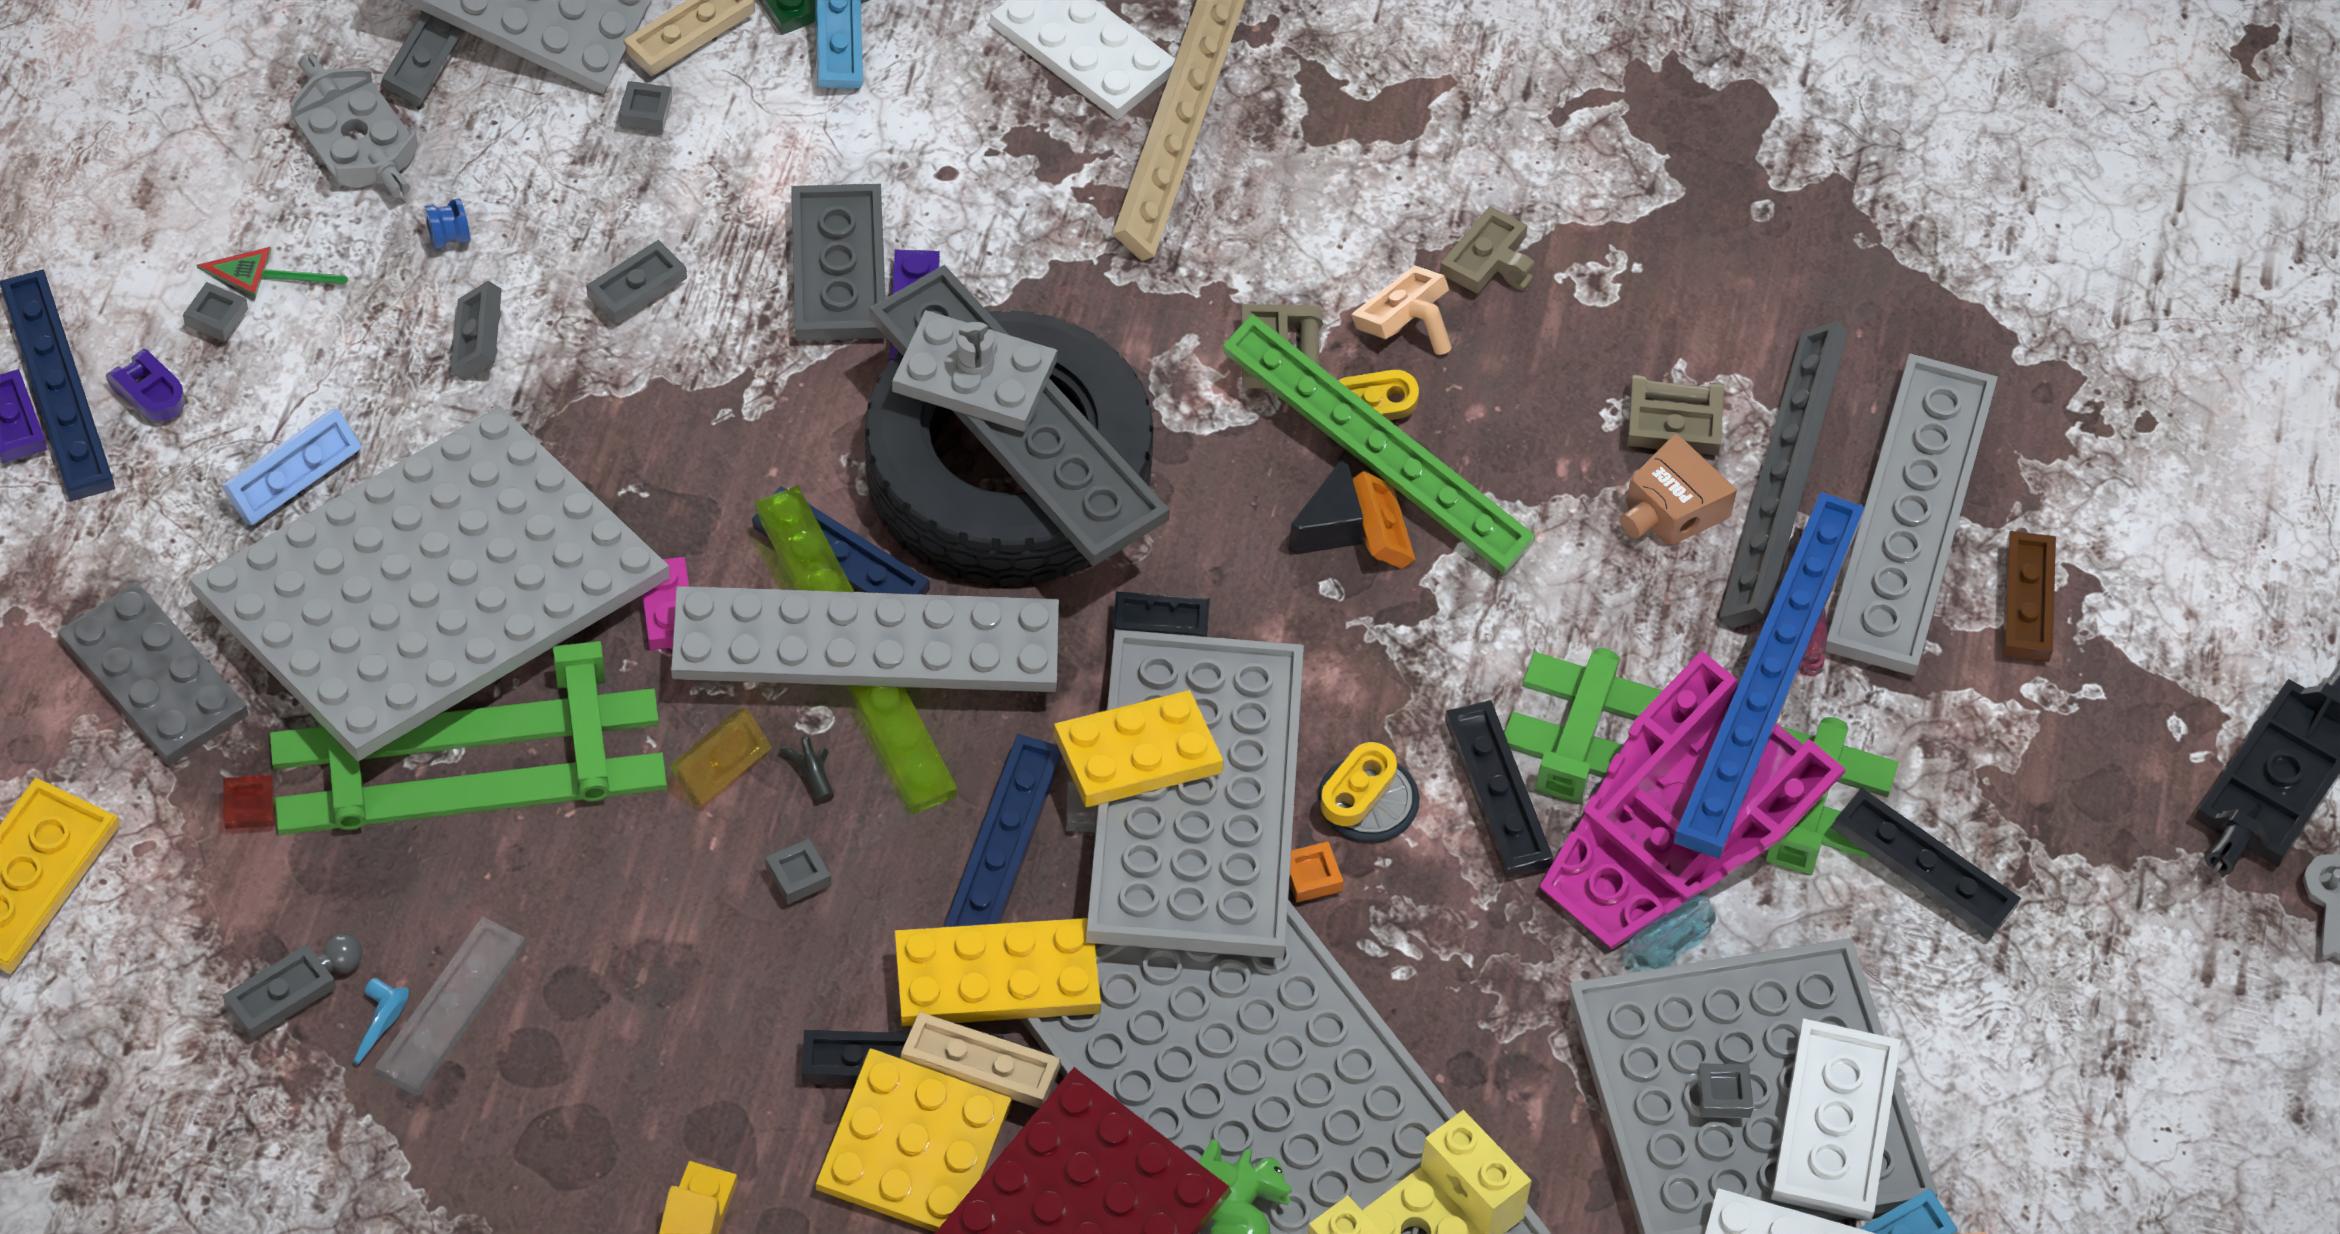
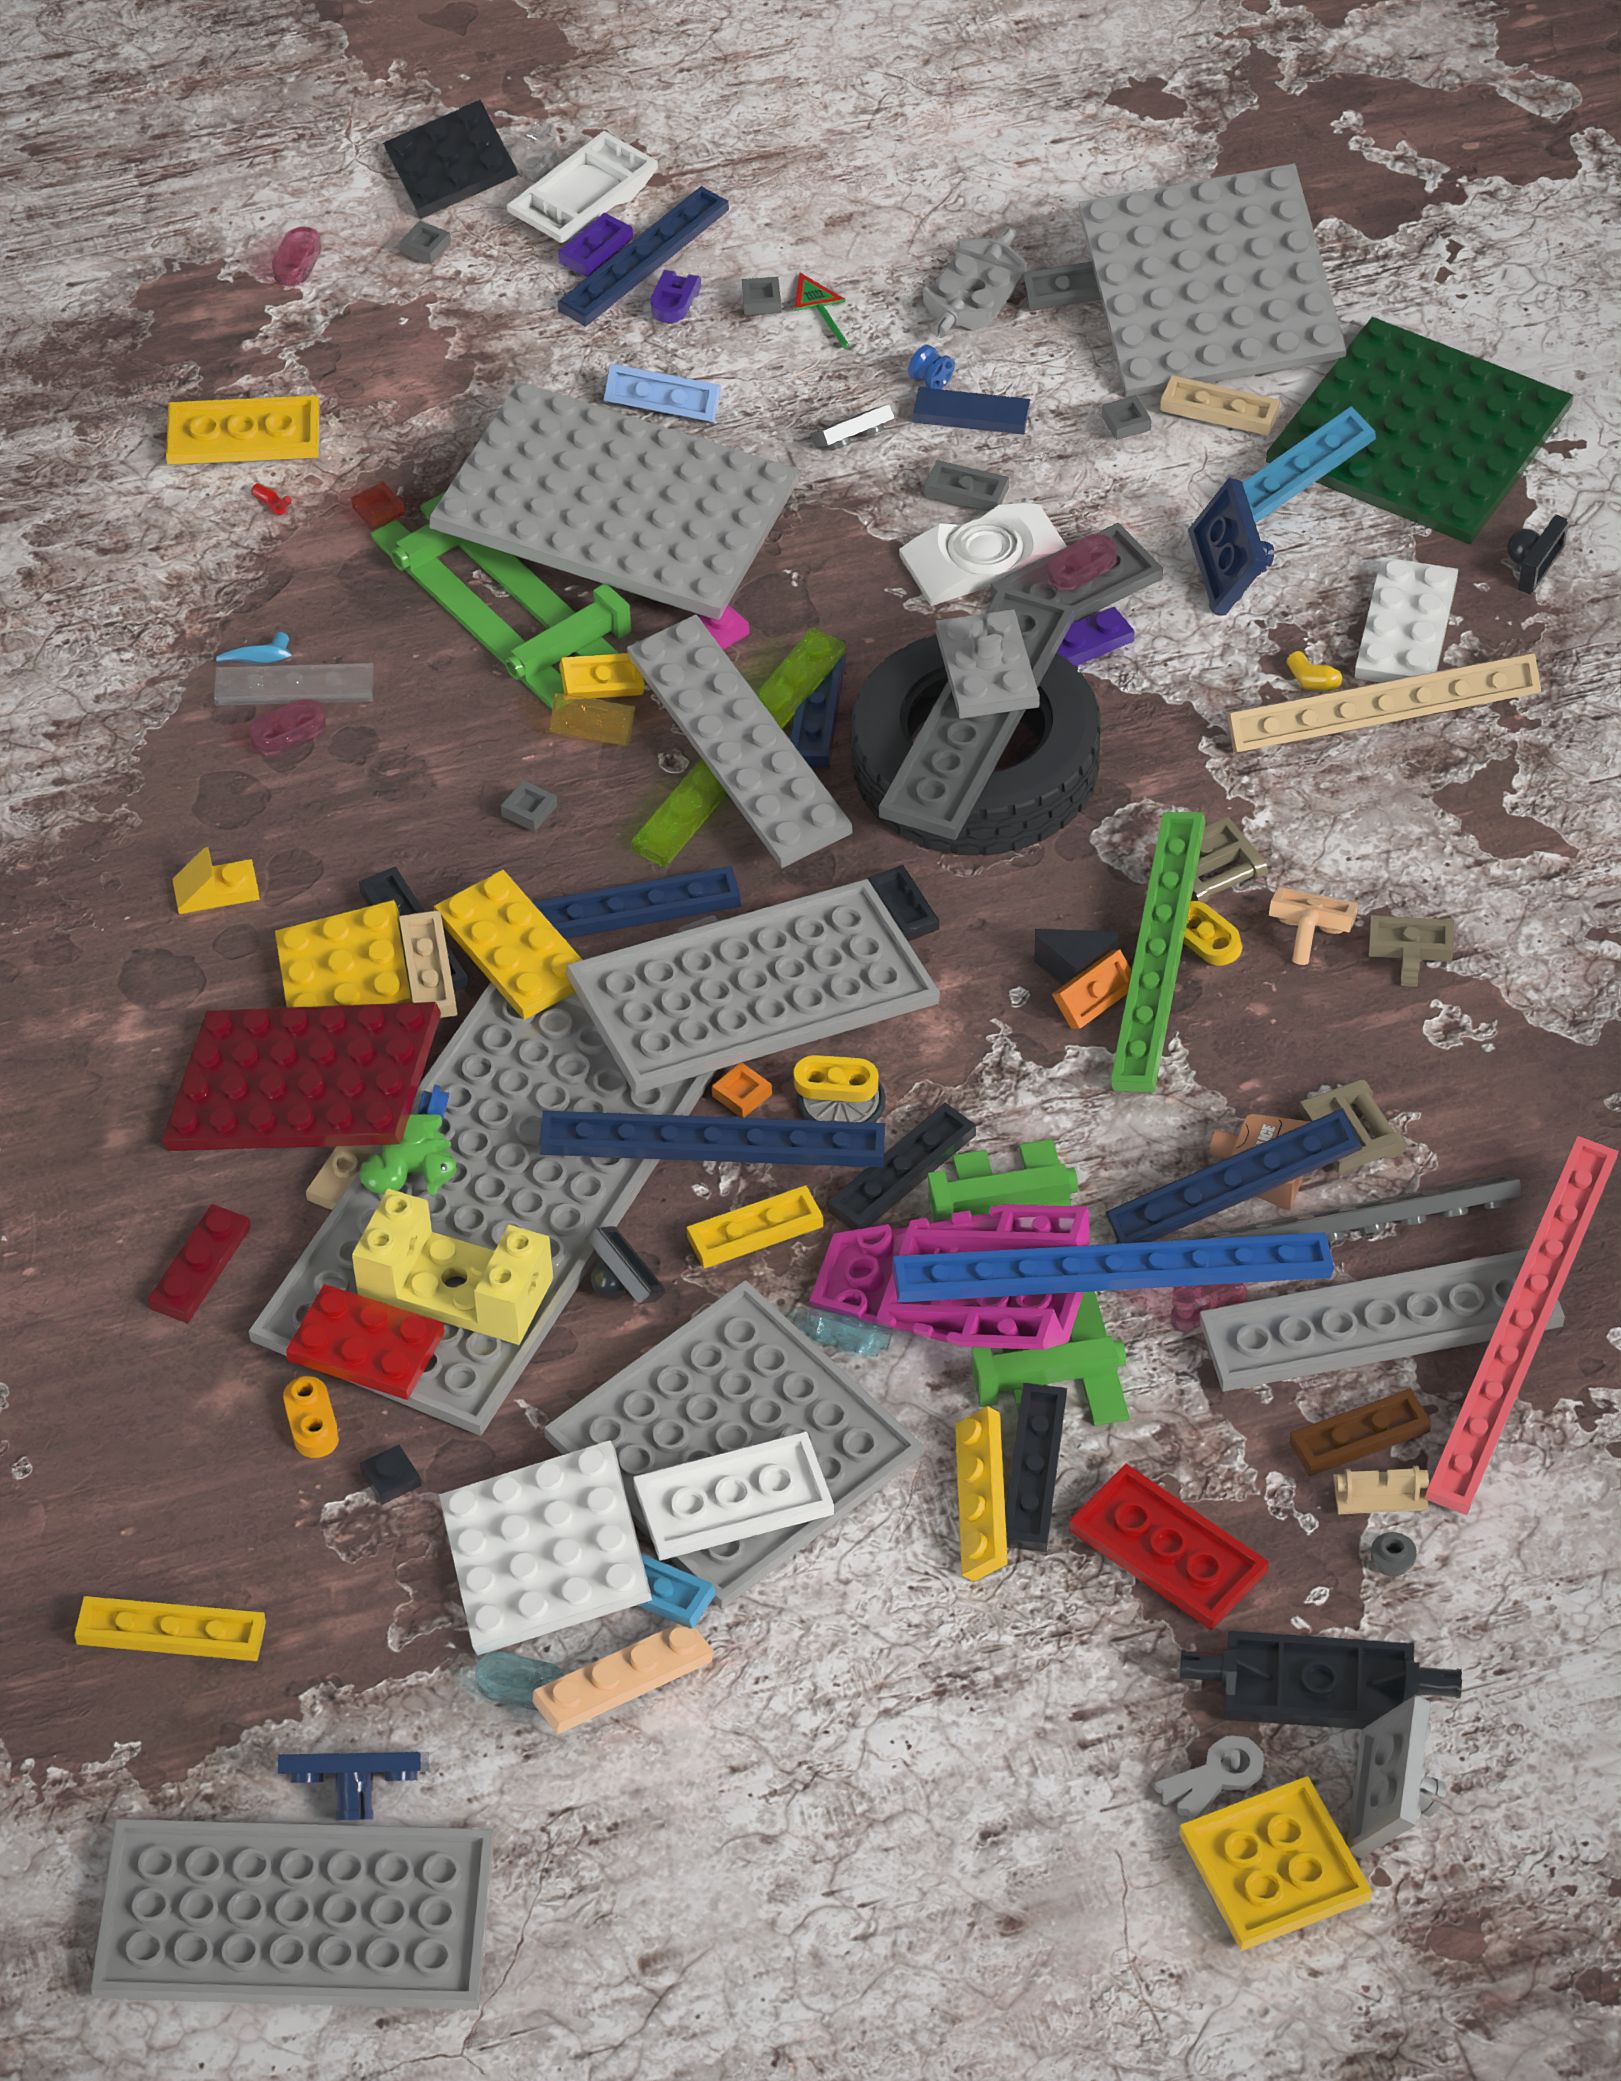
camera: 65 degrees right, 5 degrees down
(148, 899) = (270, 497): none -> red piece
(153, 673) = (448, 414): flat silver plate -> none
(291, 984) = (250, 595): dark grey plate -> none
(518, 1042) = (288, 726): none -> clear pink plate
(526, 224) = (971, 410): none -> dark blue tile
(668, 718) = (601, 676): none -> yellow plate
(732, 317) = (973, 555): none -> white slope
(813, 768) = (623, 777): pearl dark grey bar -> none
(838, 242) = (1082, 562): none -> clear pink plate
(903, 116) = (1228, 546): none -> dark blue plate
(1100, 148) = (1313, 676): none -> yellow arm
(1138, 748) = (757, 928): yellow plate -> none
(1185, 1136) = (433, 1102): none -> blue plate
(1378, 924) = (712, 1138): none -> dark blue plate
(1485, 1084) = (621, 1269): none -> black tile
(1493, 946) = (754, 1227): none -> yellow plate
(1703, 530) = (1234, 1179): none -> dark blue tile
(1724, 1090) = (707, 1411): dark grey plate -> none
(1930, 921) = (981, 1494): none -> yellow plate
(2001, 408) = (1521, 1326): none -> coral plate
(2071, 807) = (1168, 1546): none -> red plate
(2100, 614) = (1381, 1491): none -> tan hinge
(2173, 654) = (1390, 1563): none -> dark grey plate

